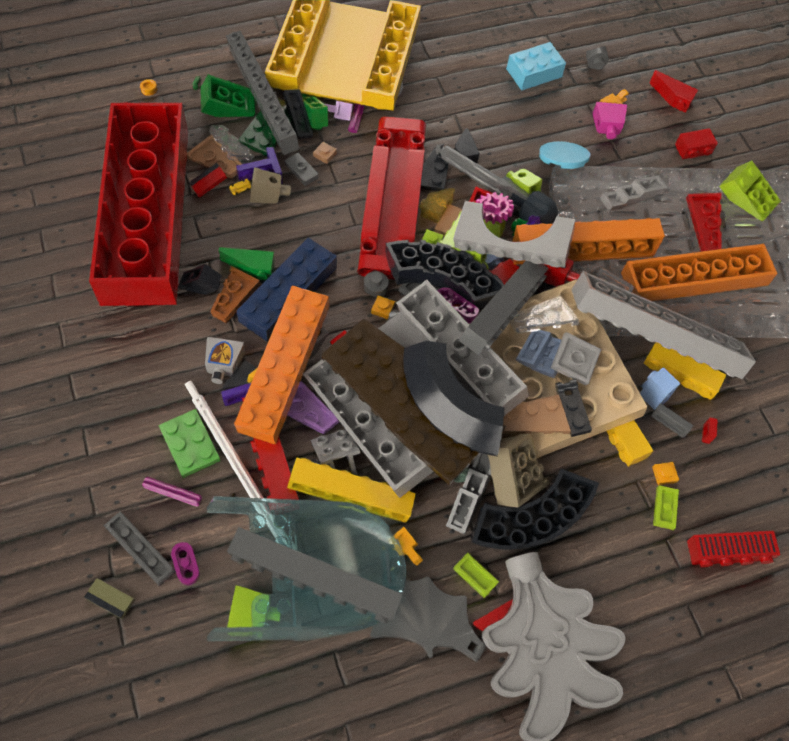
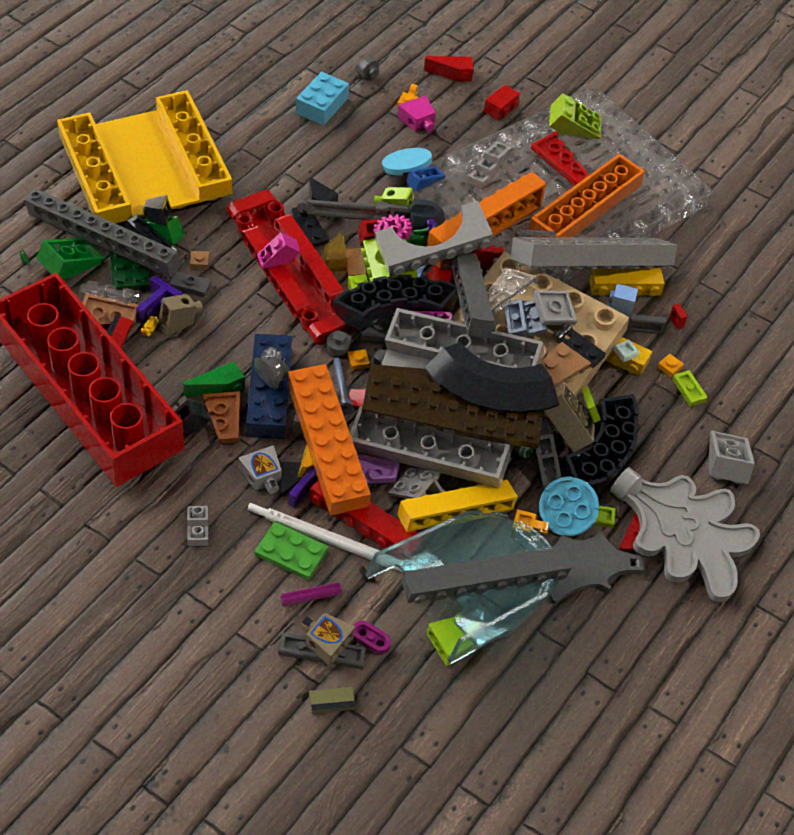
camera: 35 degrees left, 10 degrees down
(137, 374) = (197, 525): none -> light grey slope
(144, 541) = (327, 636): none -> dark tan torso
(288, 273) = (271, 367): none -> dark grey piece
(317, 93) = (158, 210): none -> black slope
(326, 341) = (345, 403): none -> sand blue piece
(341, 110) = (186, 215): lavender plate -> none
(356, 118) = (200, 217): magenta axle -> none
(384, 177) = (279, 251): none -> dark pink slope
(452, 554) = (569, 506): none -> medium azure tile
(550, 468) = (590, 404): none -> lime tile
(560, 176) = (423, 177): none -> blue slope
(626, 436) = (626, 350): none -> light aqua tile
(652, 601) = (730, 458): none -> light grey slope
(733, 548) = (755, 389): red brick -> none

